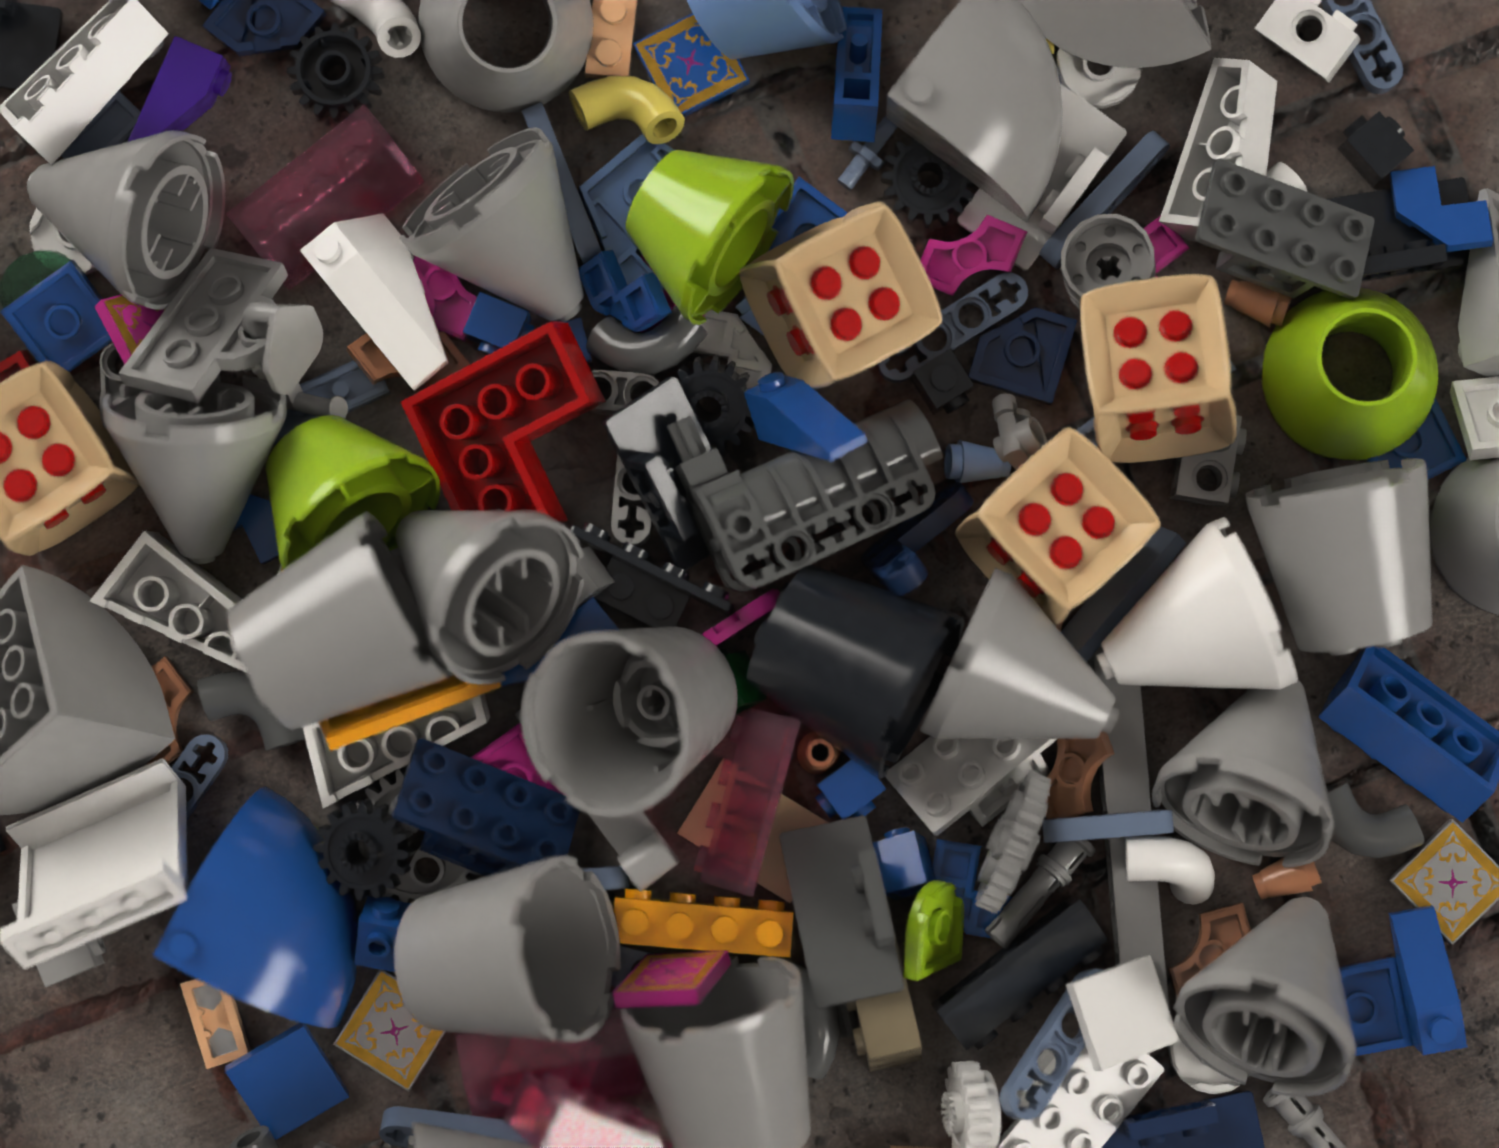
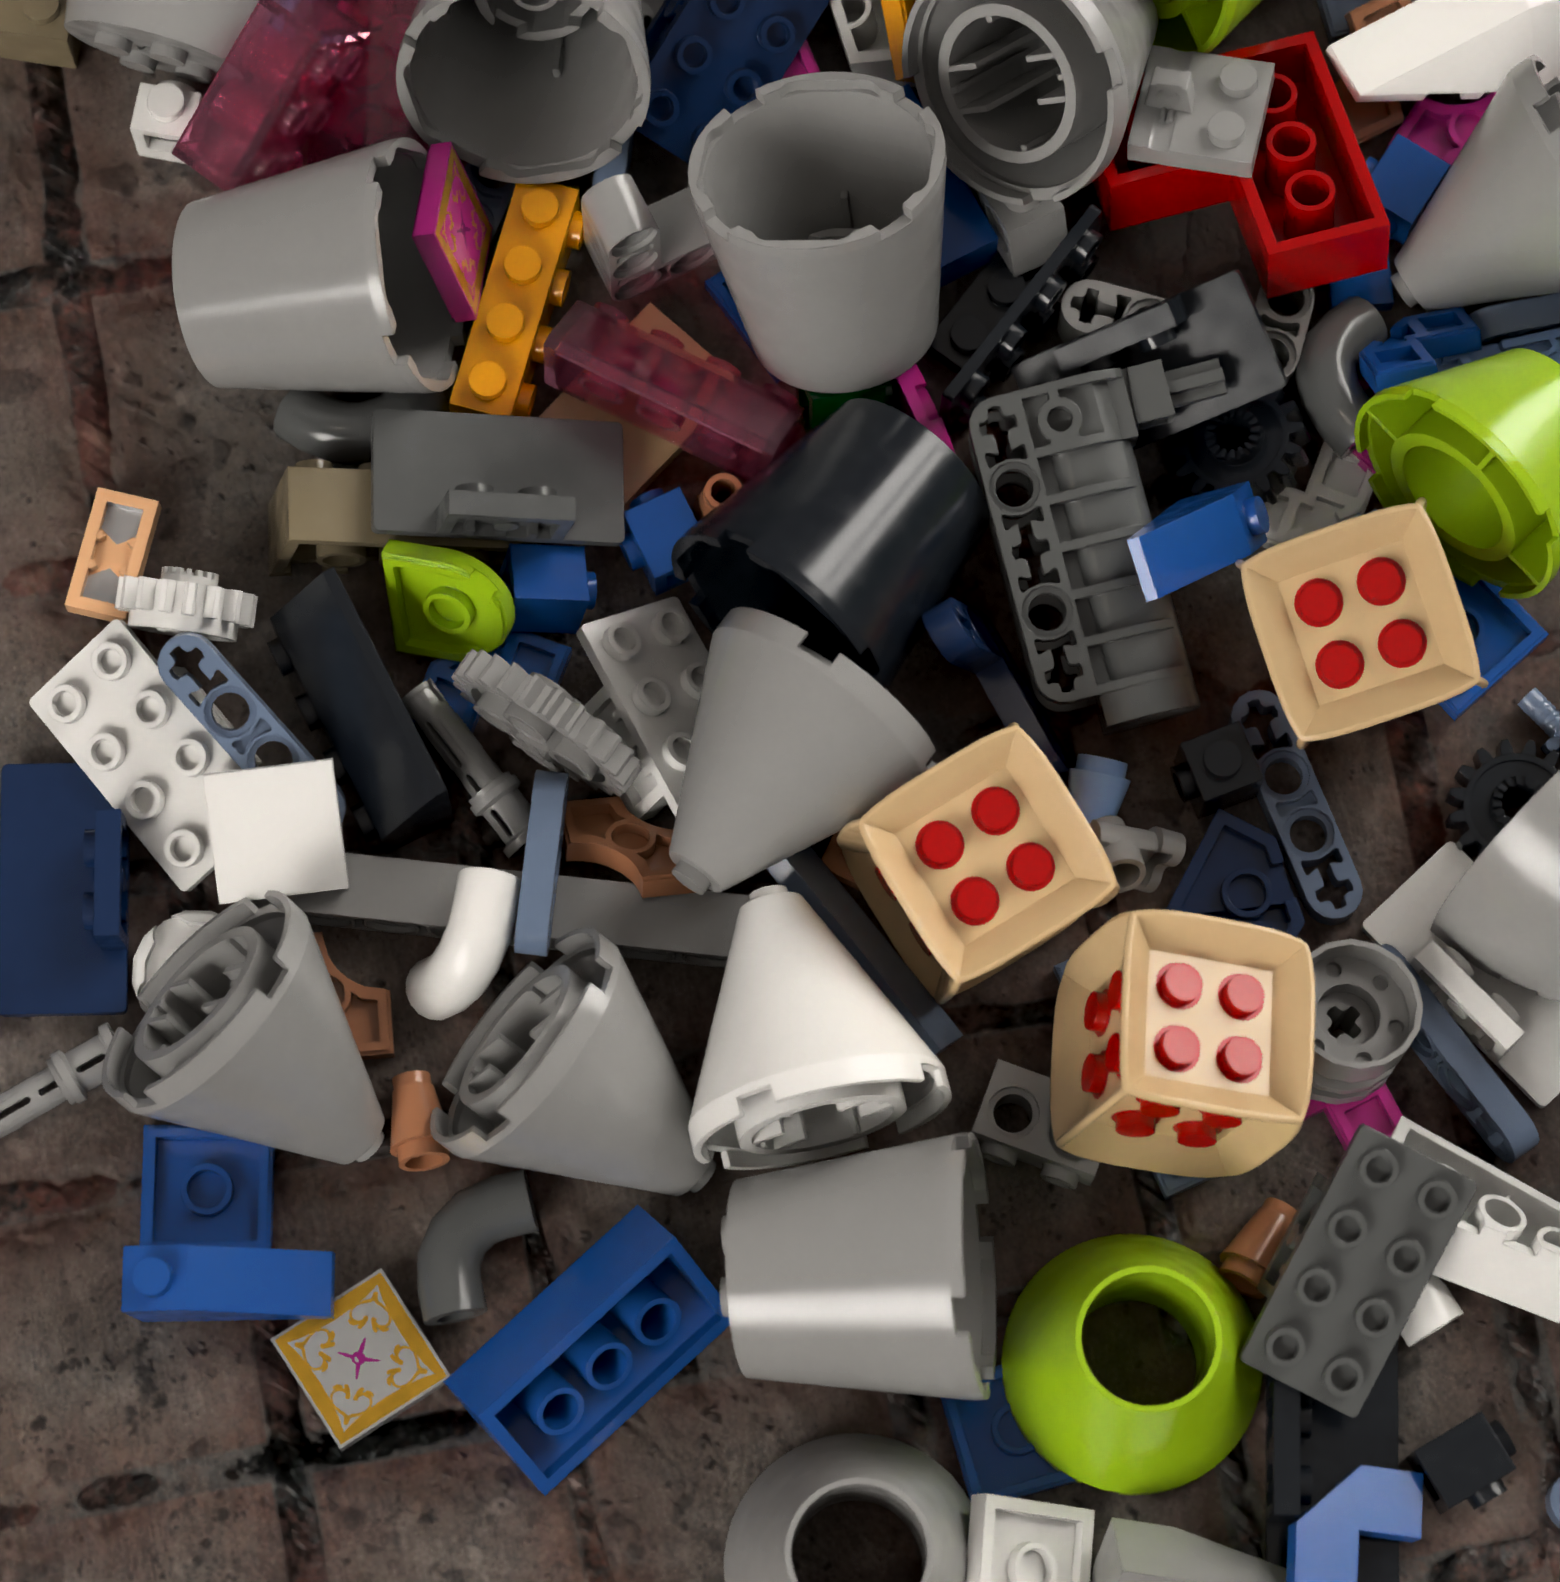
camera: 100 degrees right, 10 degrees down
(482, 467) = (1201, 111): none -> light grey hinge
(989, 247) = (1403, 875): dark pink tile -> none

